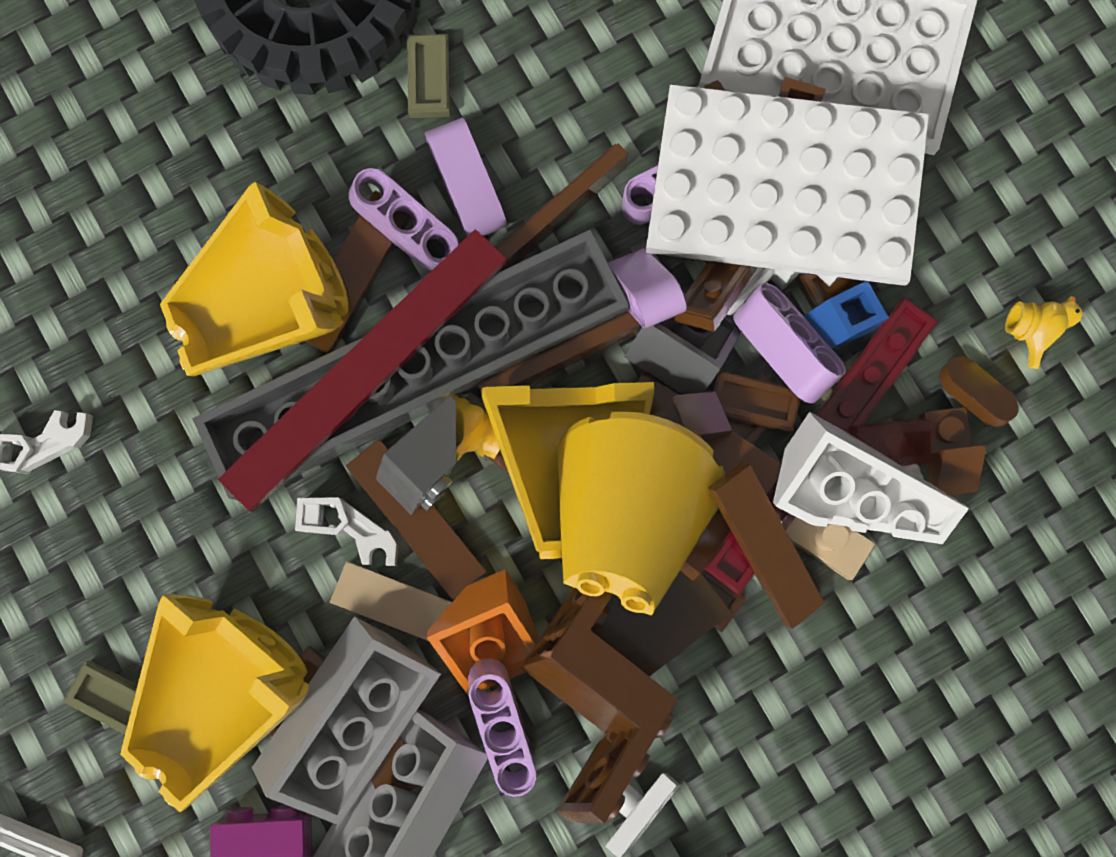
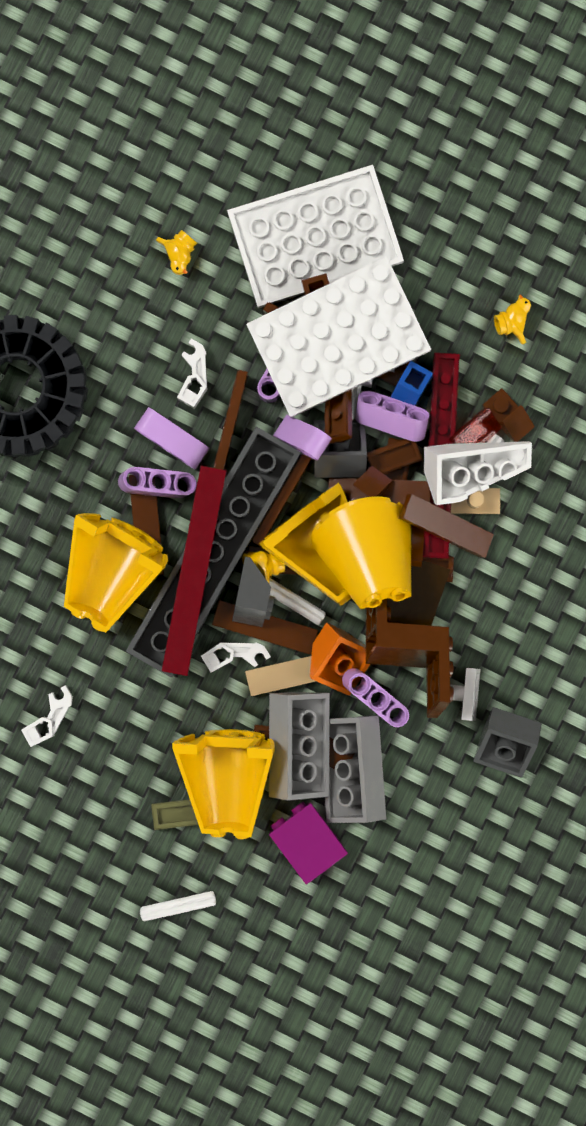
camera: 30 degrees left, 5 degrees up
(428, 76) = (113, 394): olive tile -> none
(481, 511) = (296, 603): none -> white axle
(569, 107) = (198, 364): none -> white piece
(978, 391) = (503, 375): reddish brown tile -> none

